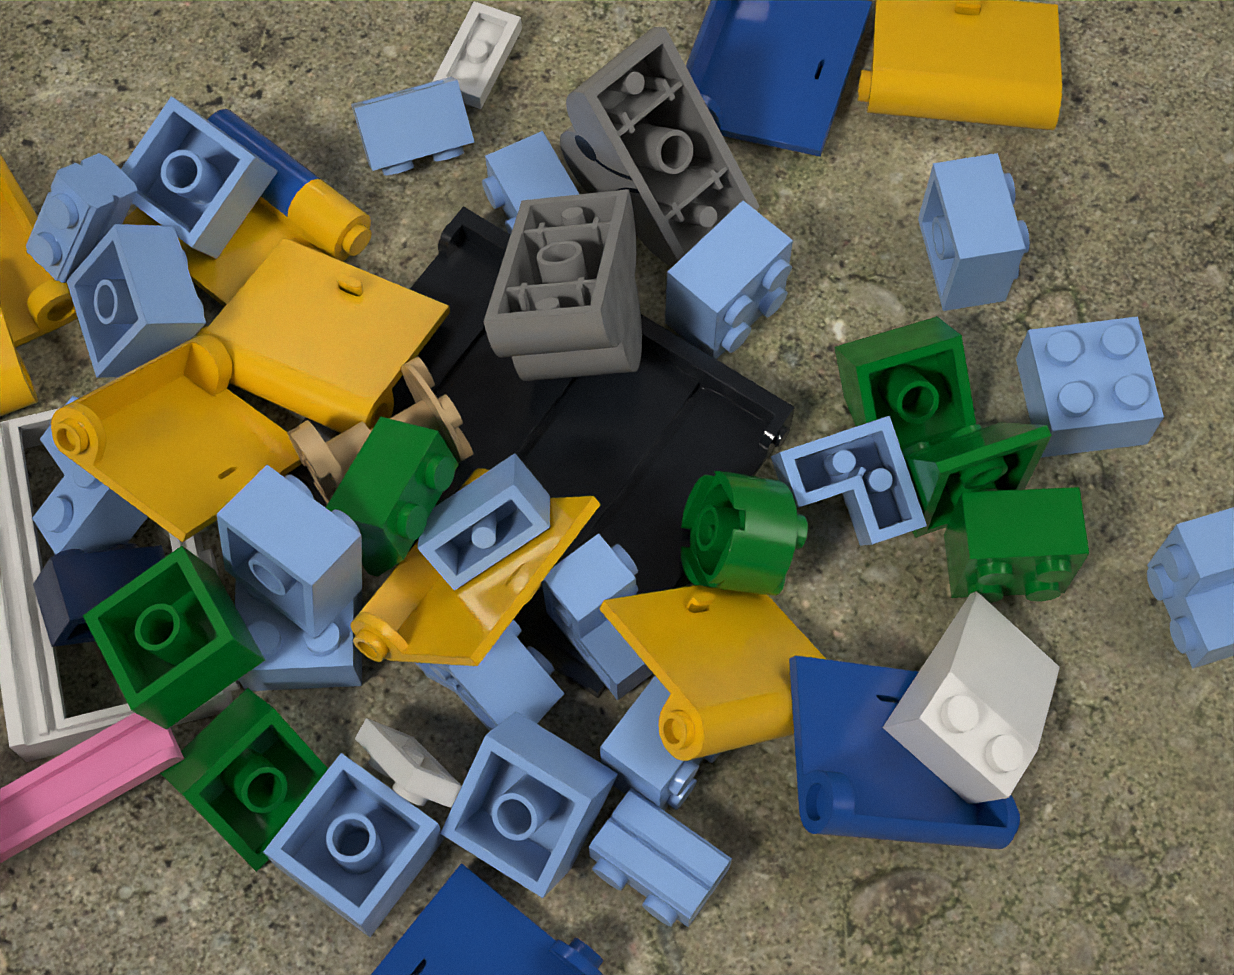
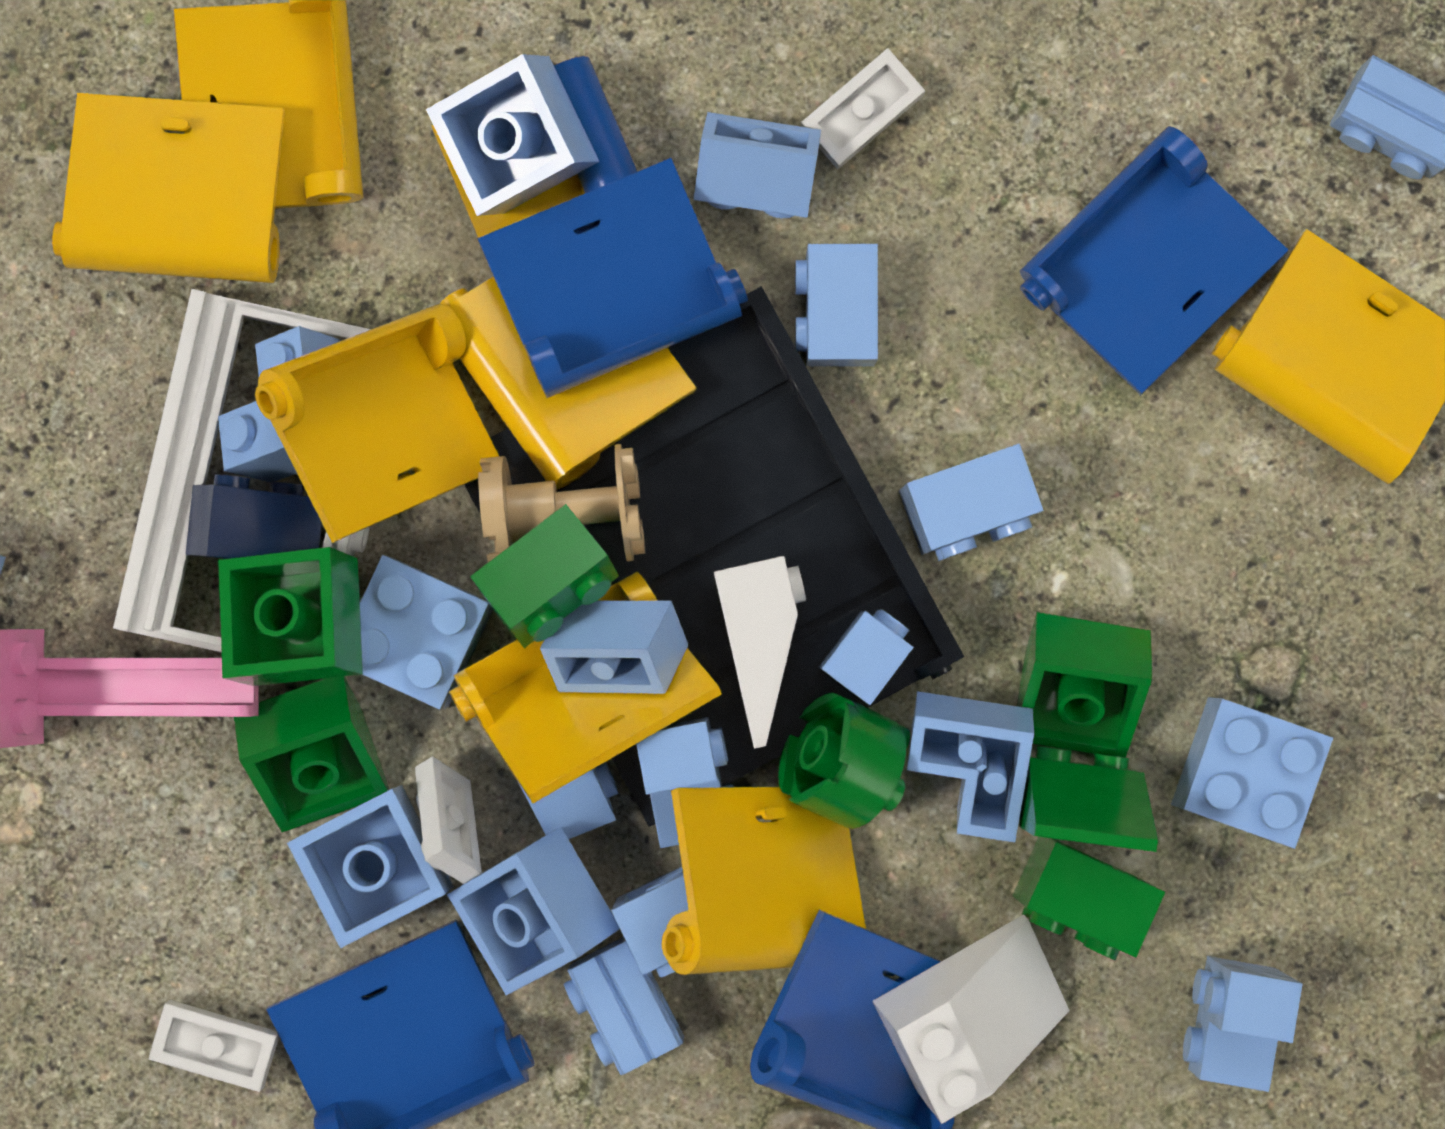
camera: 30 degrees right, 20 degrees up
(79, 213) = (385, 130): light blue brick -> none
(134, 298) = (402, 241): light blue brick -> none
(291, 549) = (426, 598): light blue brick -> none
(330, 249) = (610, 289): none -> blue door
(569, 289) = (809, 447): light grey brick -> none
(598, 448) = (760, 625): none -> white slope
(651, 133) = (973, 337): light grey brick -> none
(709, 428) = (868, 654): none -> light blue brick
(972, 231) = (1233, 566): light blue brick -> none

